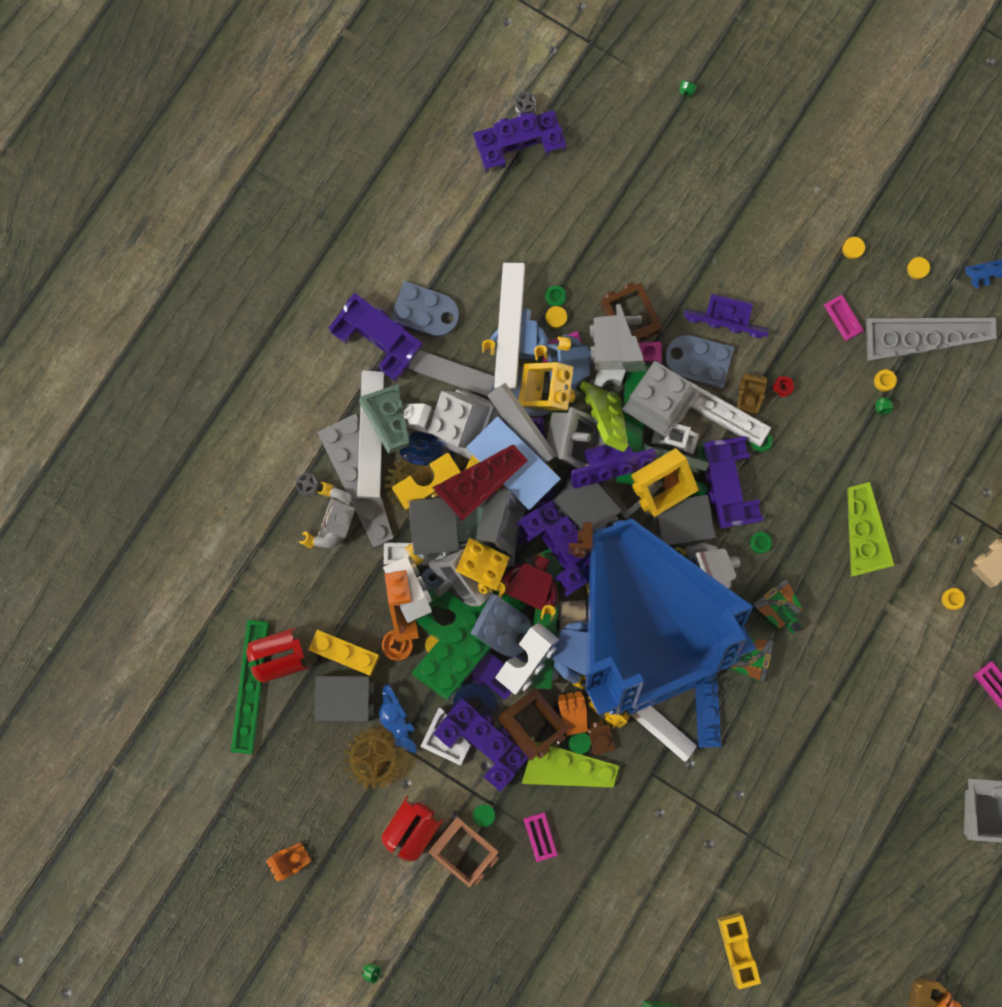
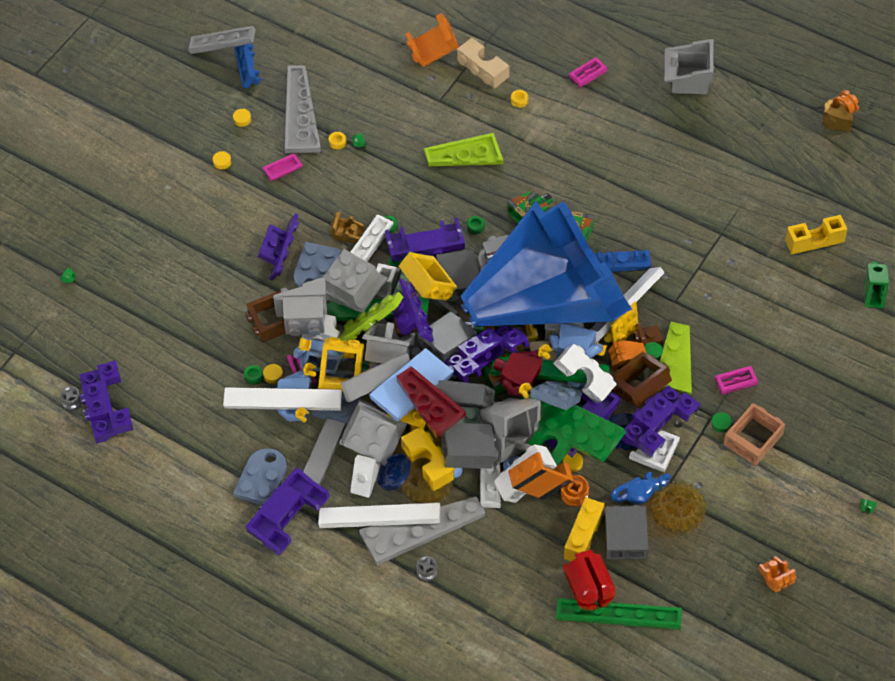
camera: 85 degrees left, 25 degrees down
(335, 521) = (460, 538): light grey torso -> none
(386, 416) = (362, 498): sand green wing -> none
(400, 825) = (739, 470): red cylinder -> none
(415, 559) = (491, 474): yellow tile -> none
(482, 565) = (505, 397): yellow hinge -> none
(584, 542) = (481, 324): reddish brown bracket -> none
(783, 392) = (338, 204): red plate -> none

